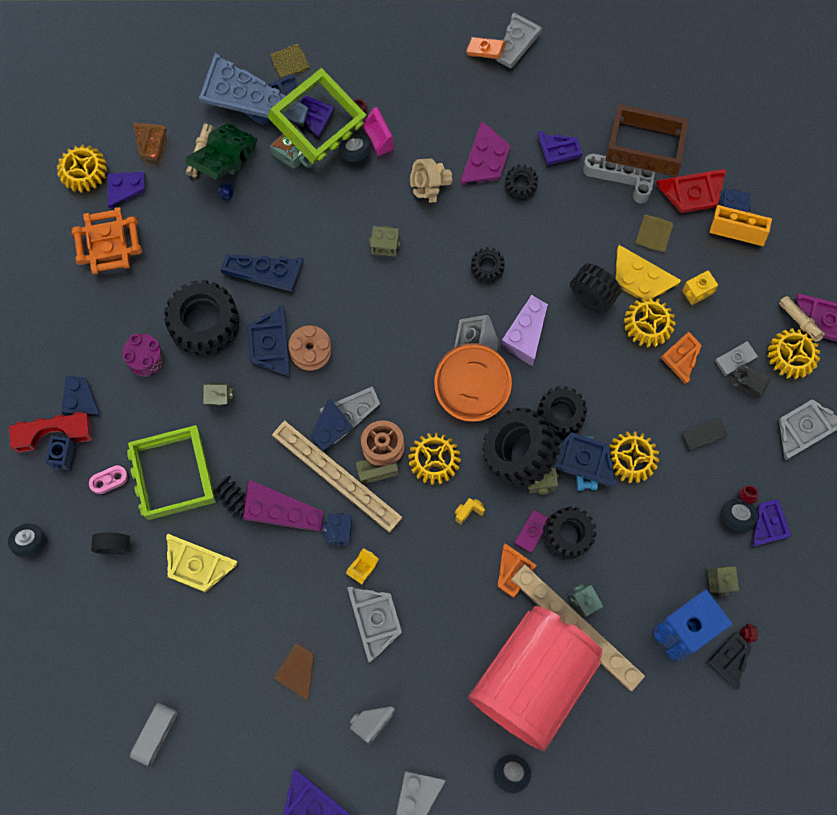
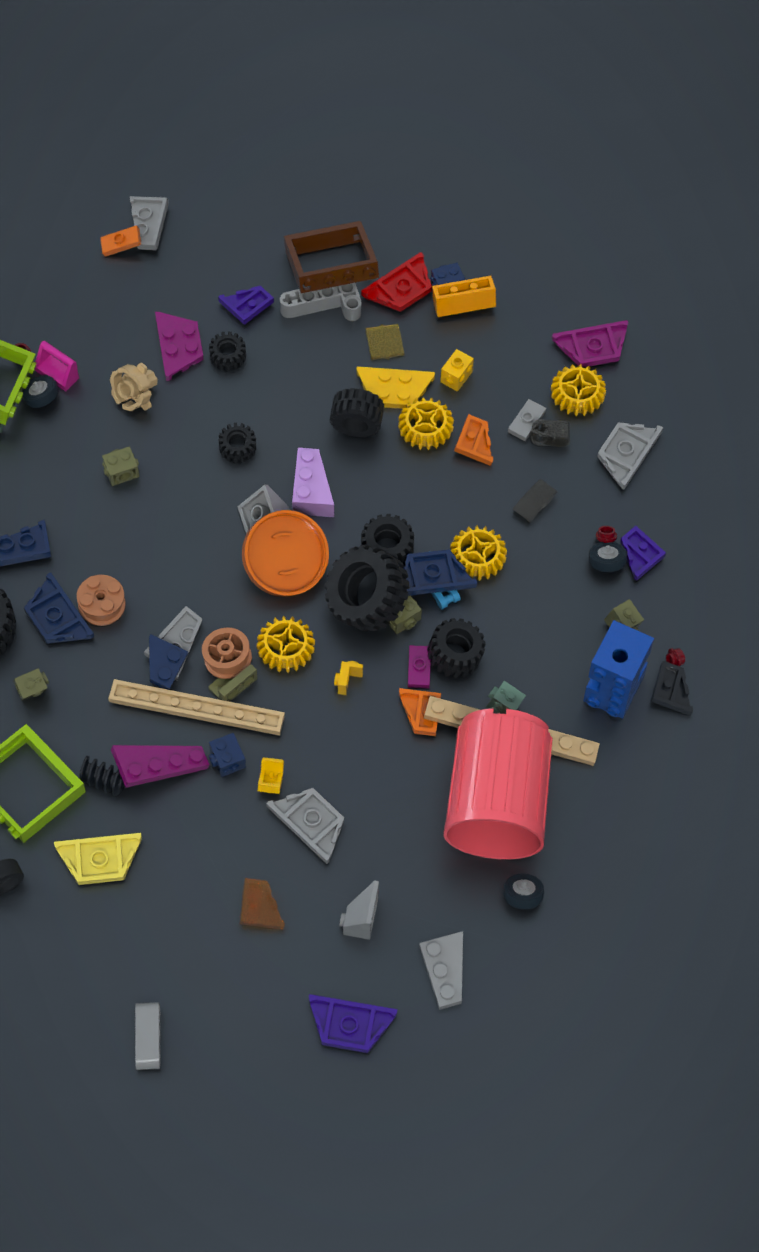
camera: 30 degrees left, 10 degrees down
(806, 324) = (574, 356): tan pin -> none

